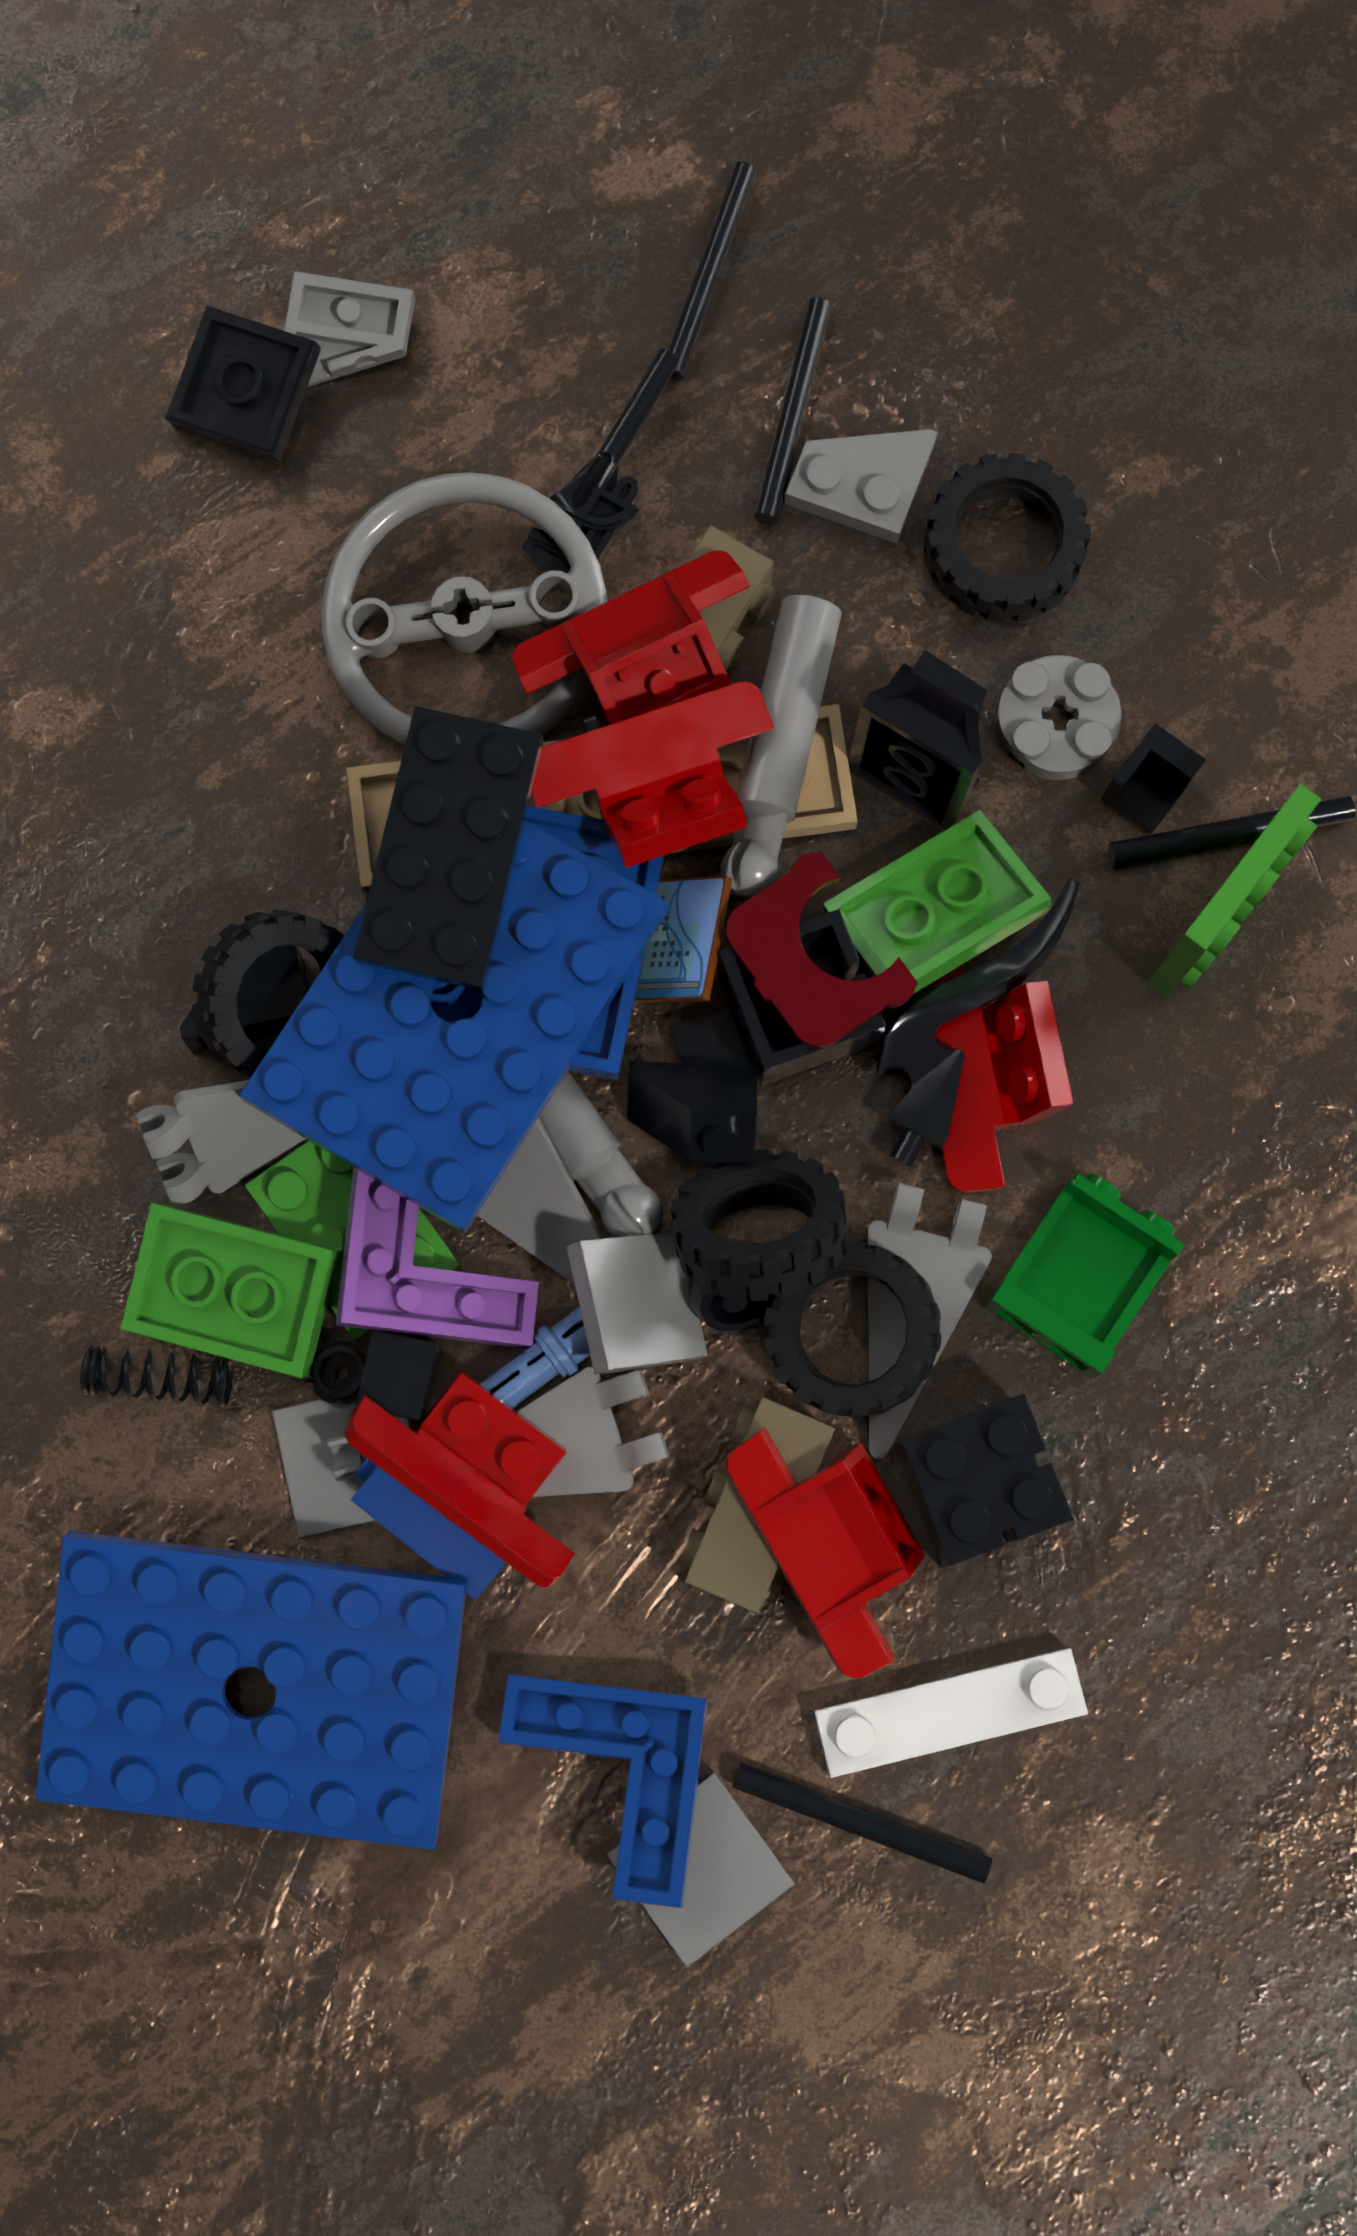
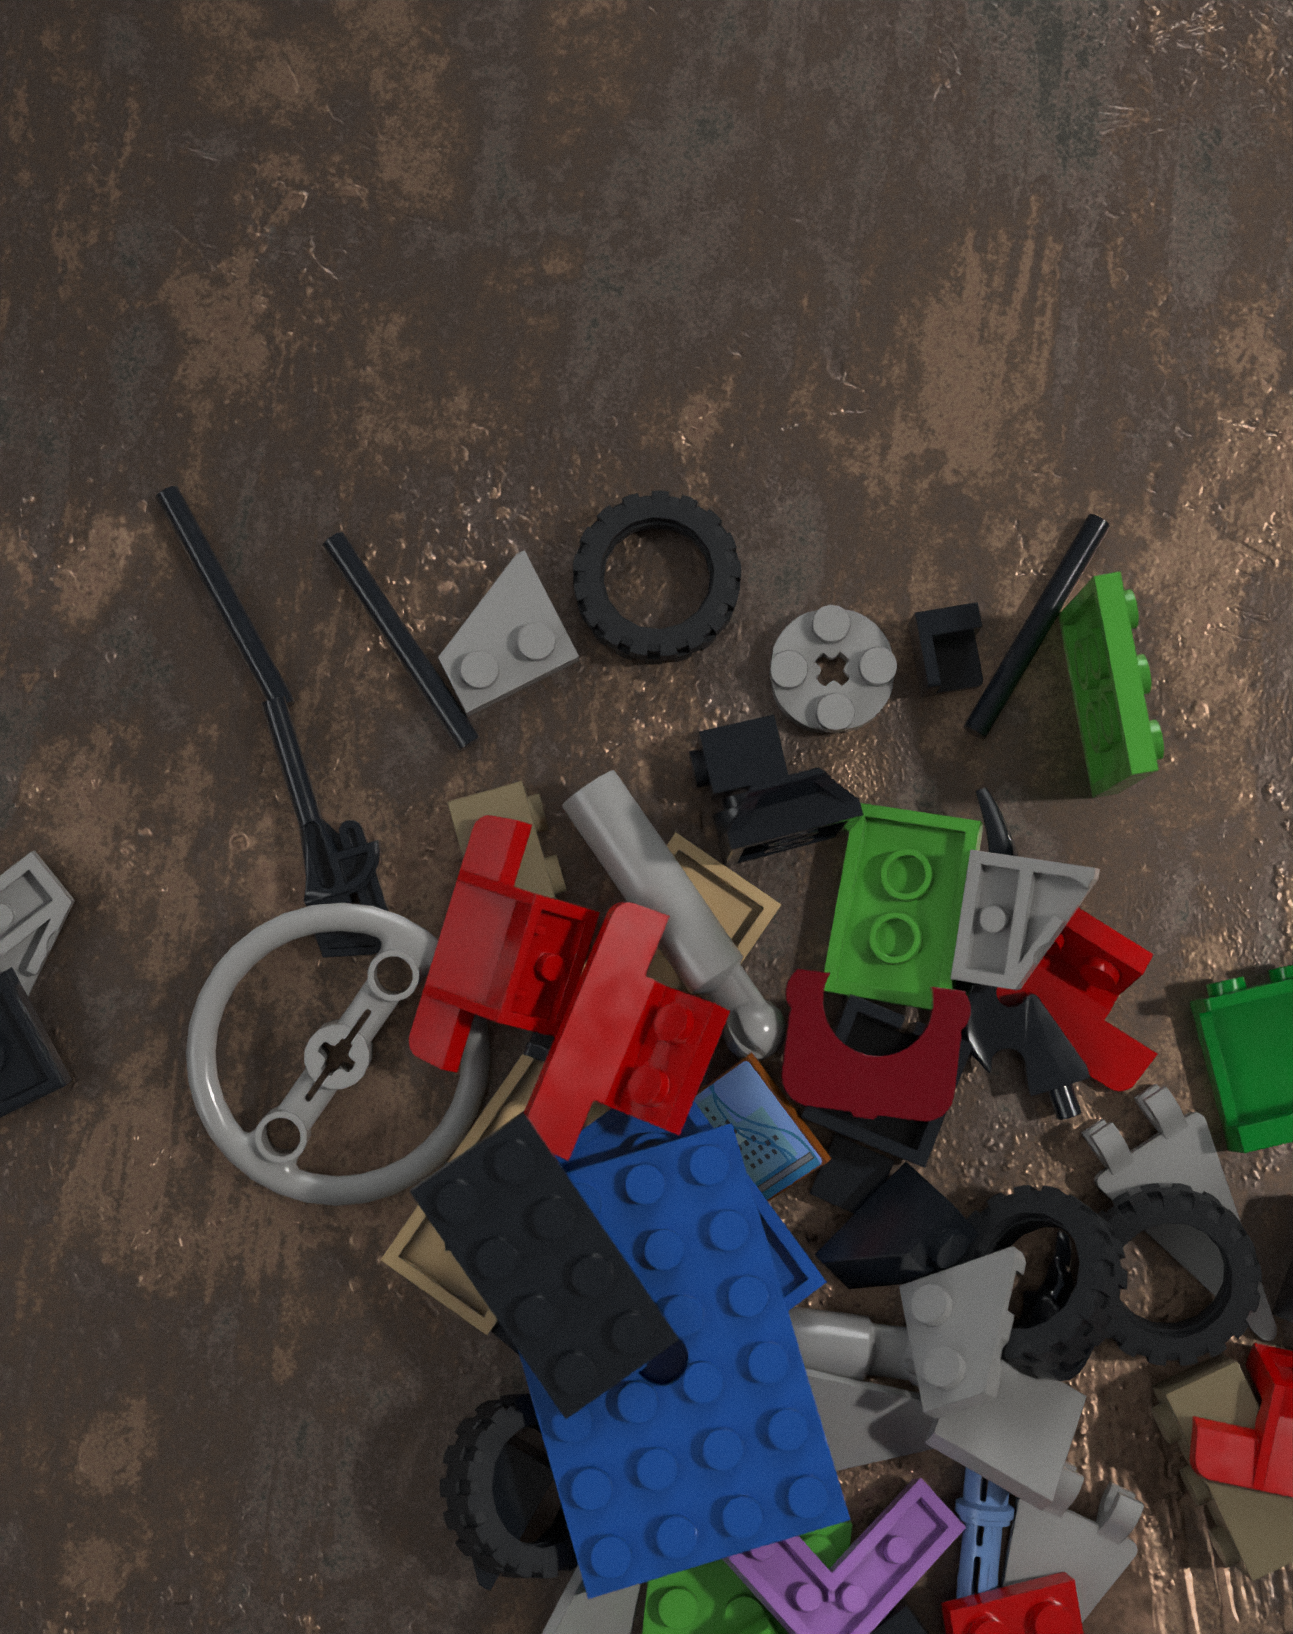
camera: 45 degrees left, 5 degrees up
(671, 1196) = (959, 1330): none -> light grey wing
(1006, 974) = (1014, 915): none -> light grey wing

